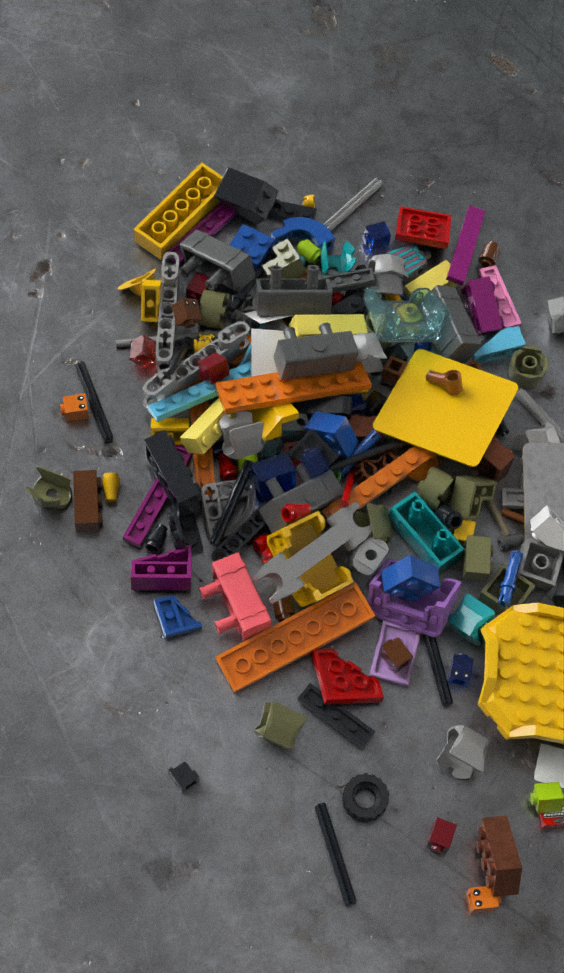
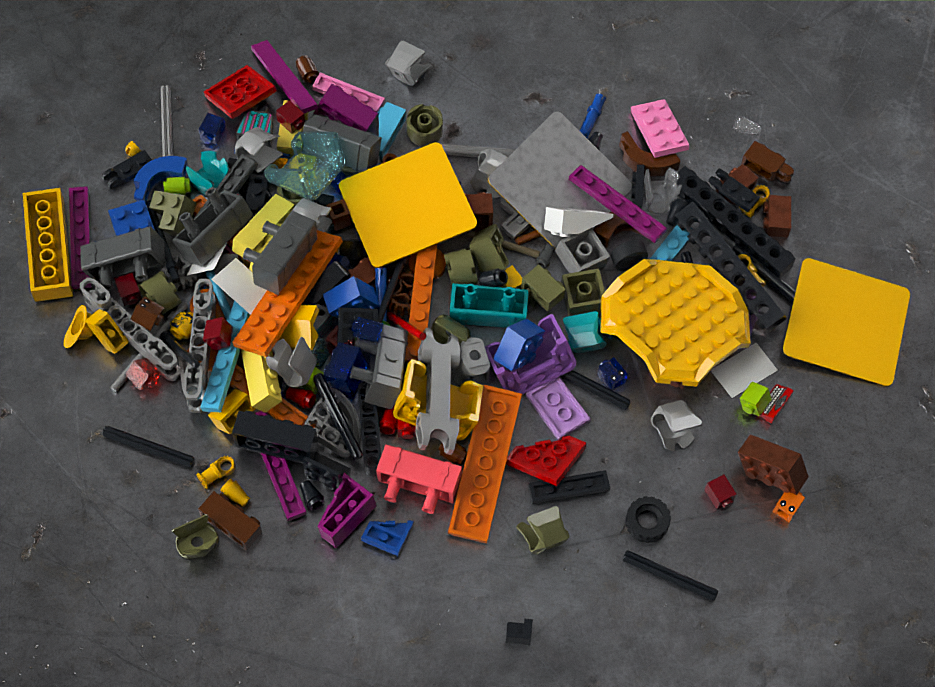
camera: 45 degrees left, 0 degrees up
(75, 407) = (141, 464): orange brick -> none
(115, 460) = (215, 471): none -> yellow connector
(246, 195) = (85, 186): black slope -> none
(294, 512) = (398, 376): red cone -> none
(396, 654) = (562, 406): reddish brown brick -> none
(435, 273) = (290, 117): none -> dark red brick
(450, 380) = (392, 182): dark orange pin -> none
(508, 585) = (584, 284): blue pin -> none

